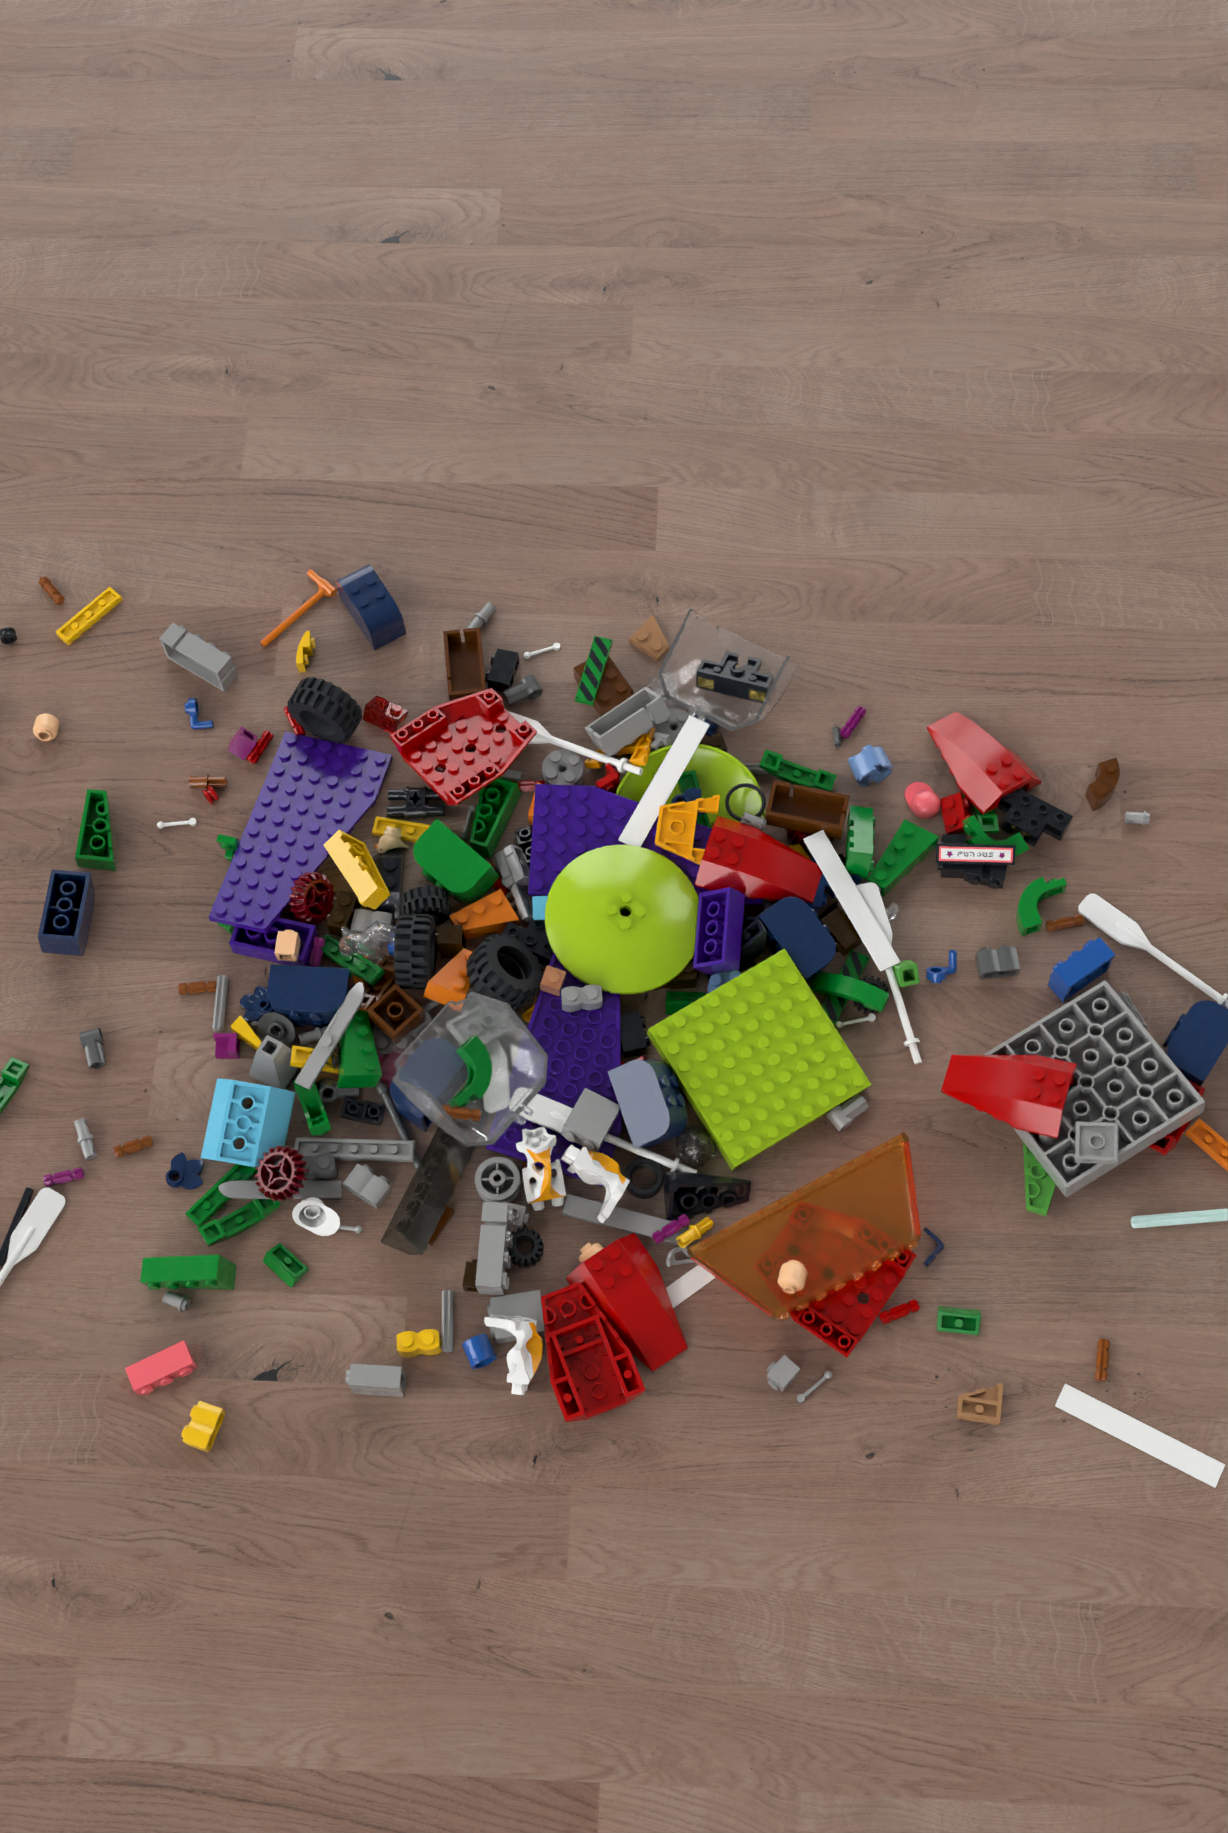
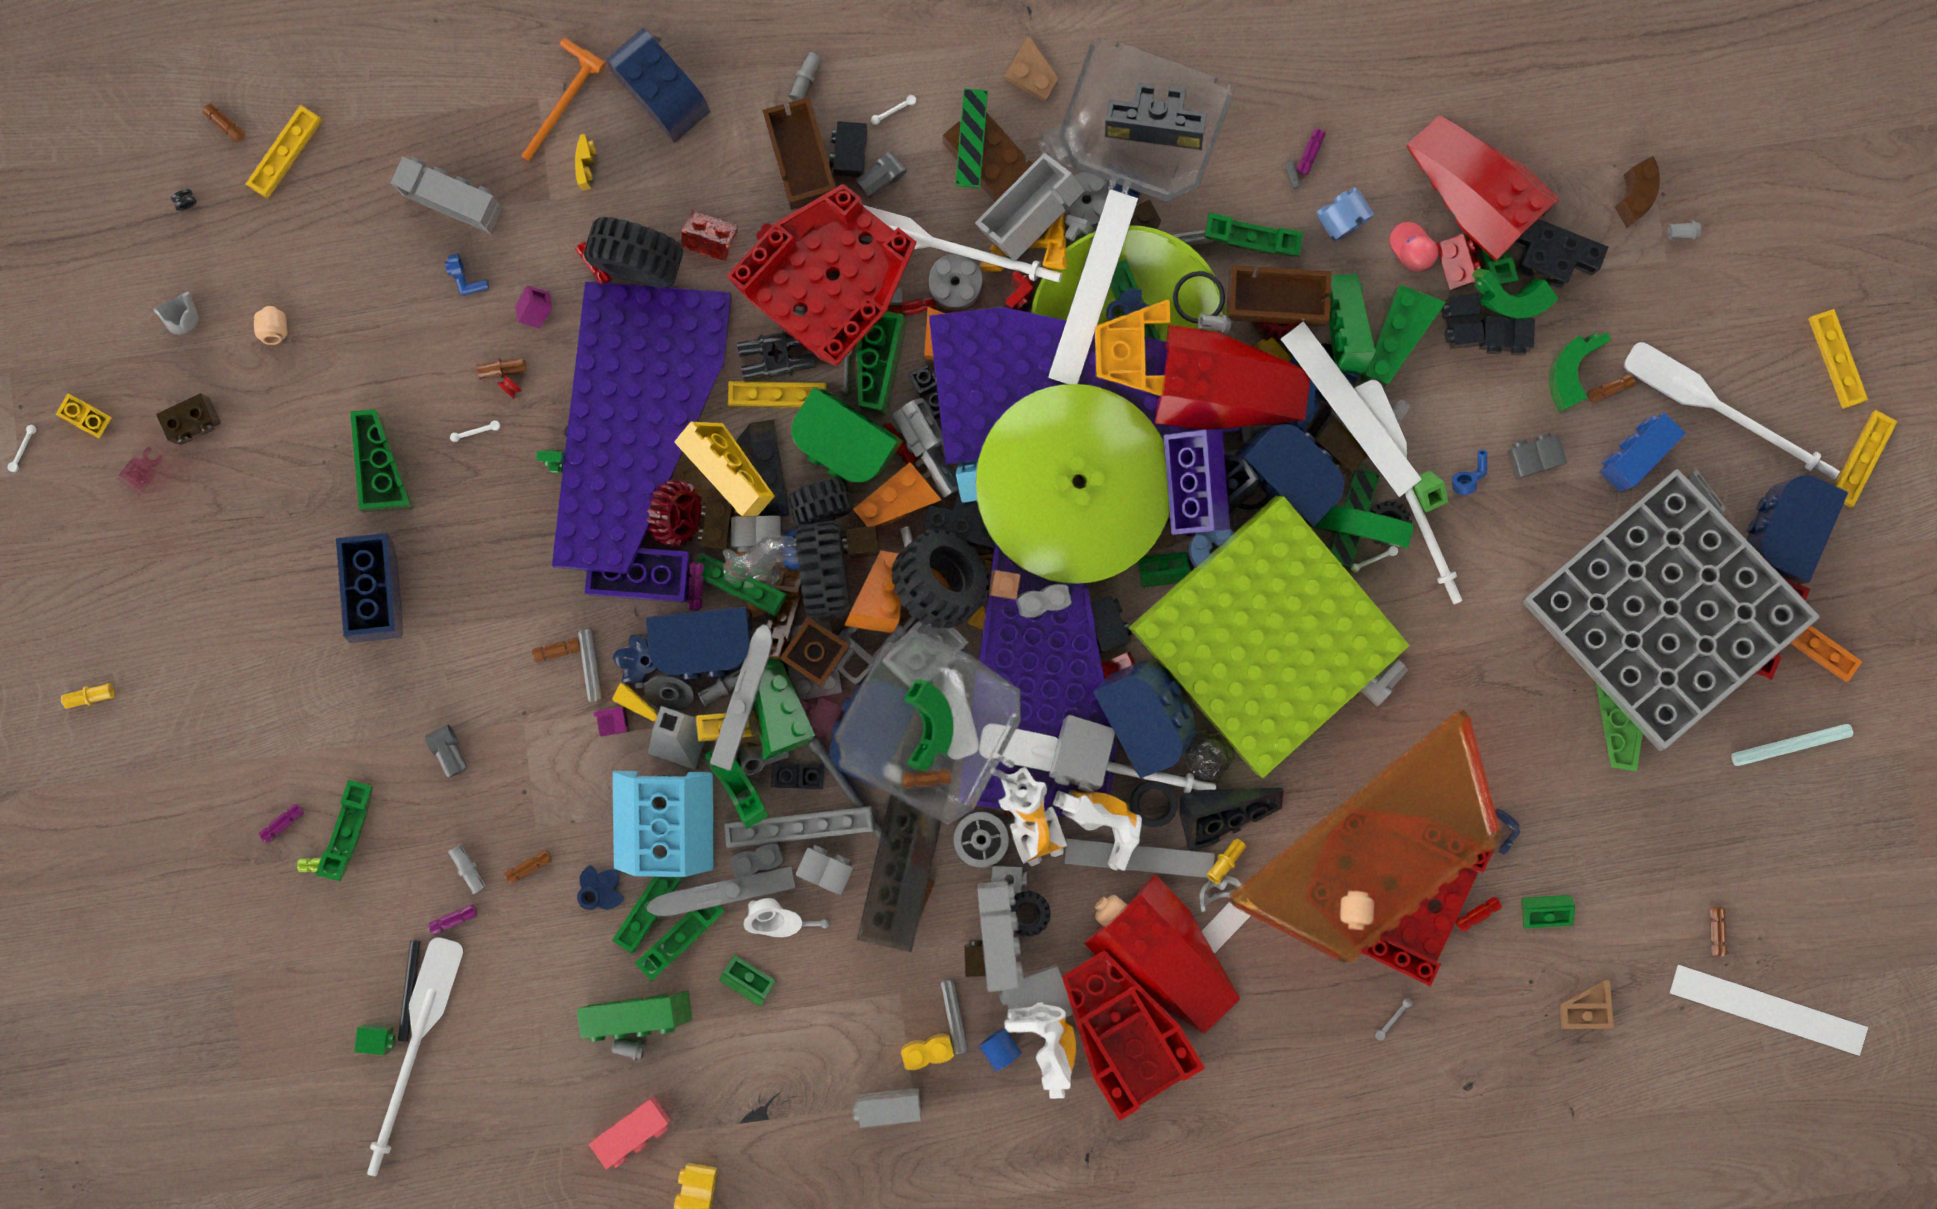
camera: 15 degrees left, 20 degrees up
(260, 747) = (558, 307): red axle -> none
(287, 946) = (660, 588): light nougat brick -> none
(290, 1167) = (710, 887): dark red gear -> none
(390, 840) = (755, 415): tan animal -> none
(670, 1229) = (1198, 863): magenta axle -> none
(782, 1373) = (1355, 1013): light grey brick -> none
(975, 854) = (1495, 320): tile -> none
(1013, 1088) = (1585, 628): red wedge -> none
(1096, 1142) = (1695, 687): light grey tile -> none

